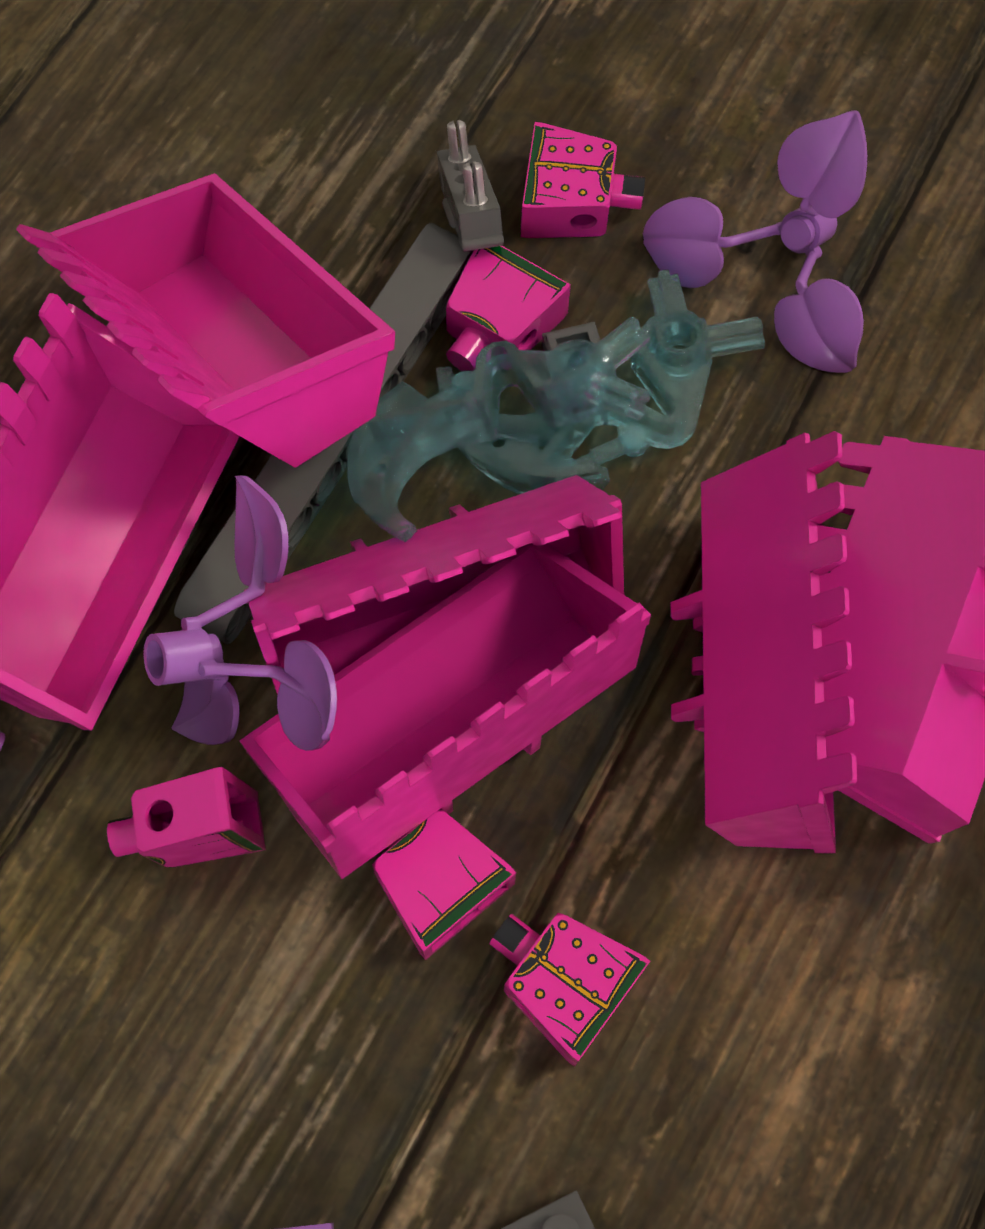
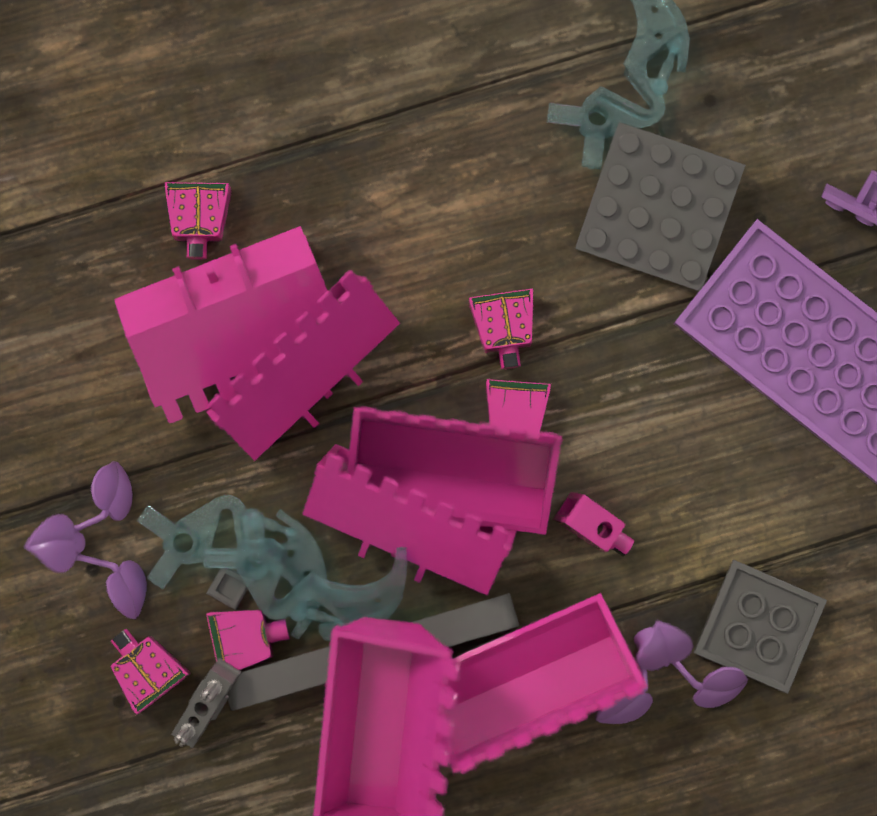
camera: 135 degrees left, 15 degrees up
(192, 656) = (538, 573): medium lavender plant -> none

